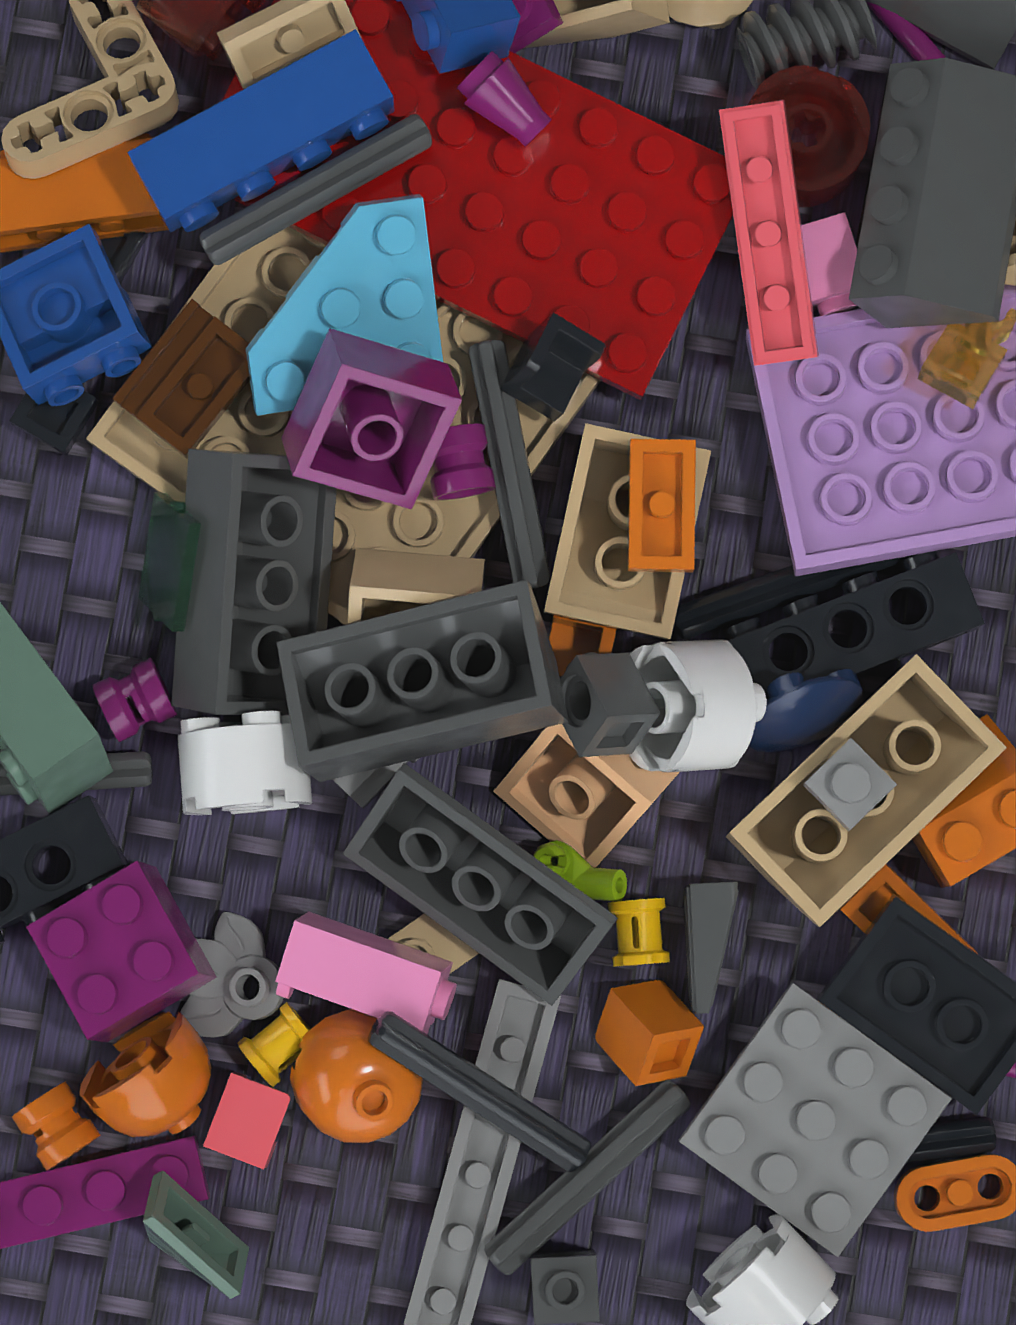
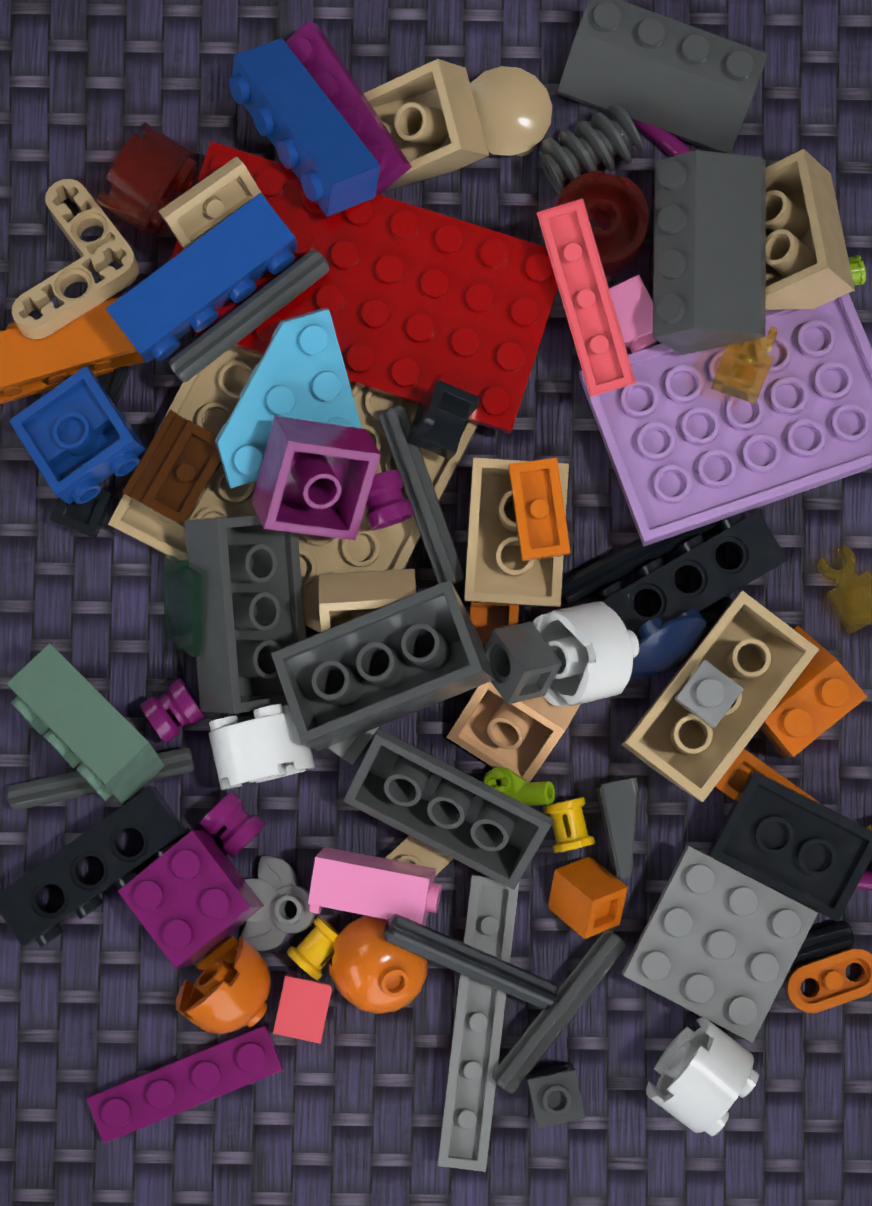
camera: 10 degrees left, 0 degrees up
(56, 1126) = (162, 1034): orange wheel -> none
(191, 862) = (232, 824): none -> magenta wheel
(194, 1236) = (277, 1100): sand green slope -> none
(503, 98) = (377, 228): magenta cone -> none

